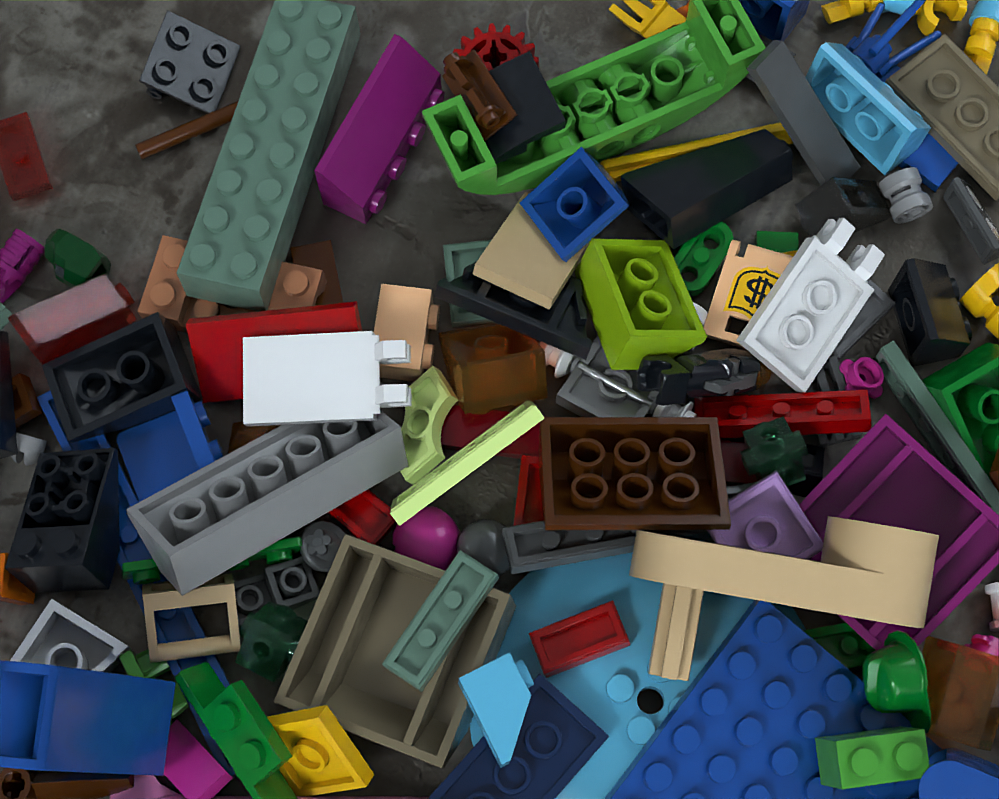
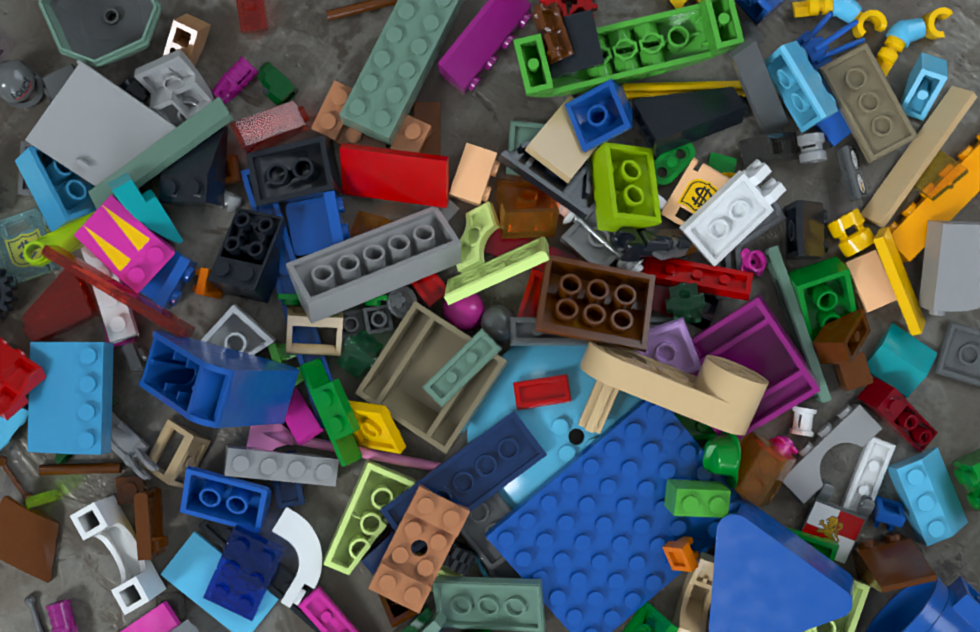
camera: 10 degrees right, 15 degrees up
(320, 378) = (416, 200): white tile -> none
(499, 702) = (487, 425): medium azure slope -> none

